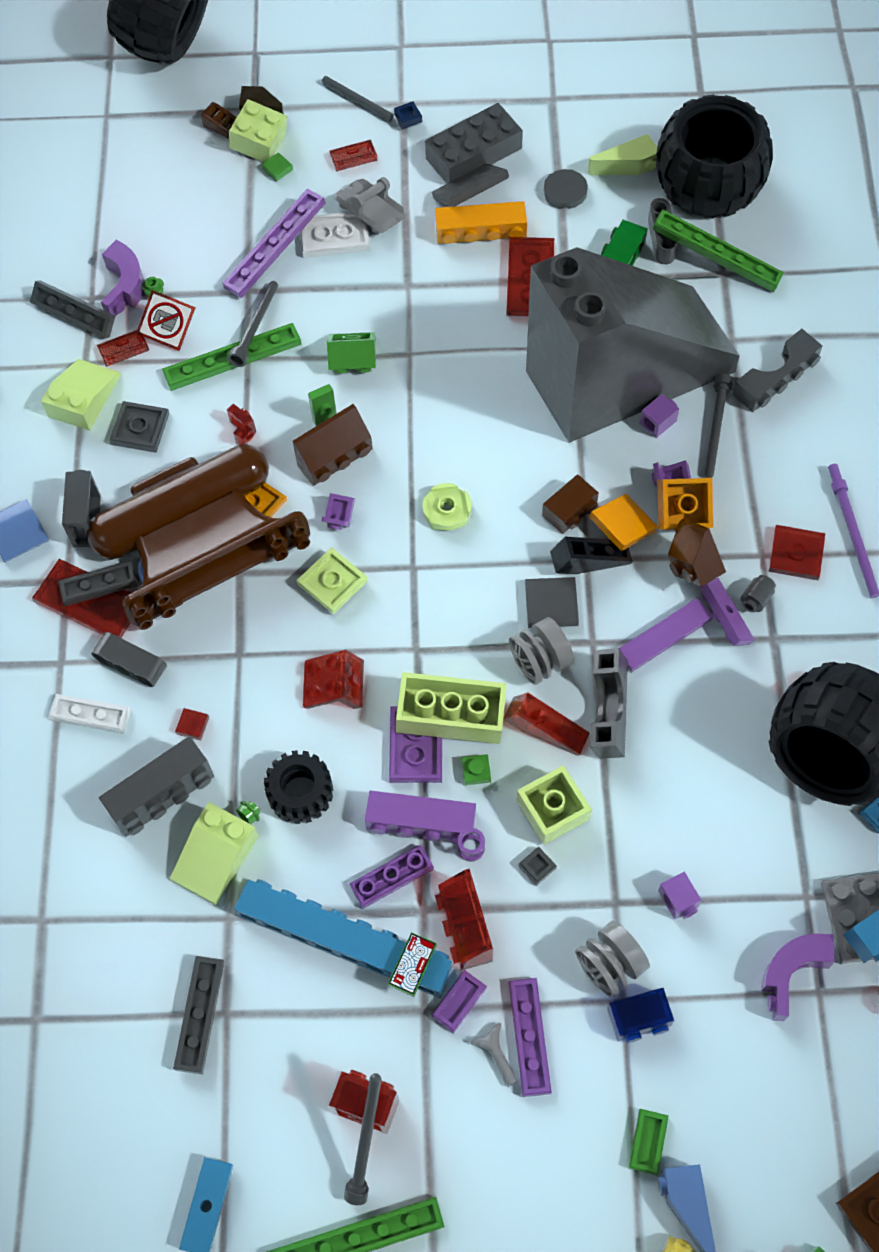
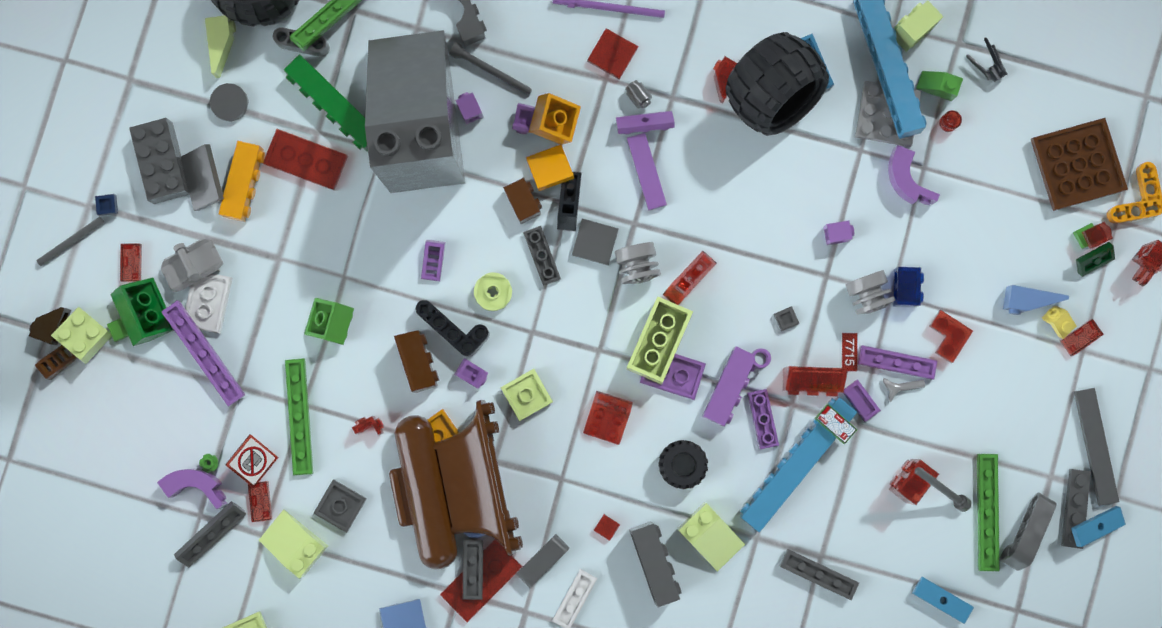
camera: 75 degrees left, 20 degrees up
(80, 505) = (405, 567): dark grey window -> none
(239, 355) = (305, 410): dark grey piece -> none
(248, 812) = (687, 504): bright green plate -> none
(307, 169) = (141, 310): none -> green slope
(322, 404) = (377, 358): bright green plate -> none
(388, 471) = (448, 326): none -> black beam
(464, 441) = (431, 243): none -> medium lavender slope
(476, 769) = (705, 337): bright green plate -> none
(501, 556) = (546, 266): none -> dark grey tile
(522, 966) = (849, 351): none -> clear red sticker
(553, 805) = (752, 293): yellowish green brick -> none
(597, 1107) = (955, 335): none -> clear red plate
(609, 728) = (700, 232): dark grey arch -> none
(648, 1142) = (984, 310): bright green tile -> none
(695, 554) = (601, 128): reddish brown slope -> none

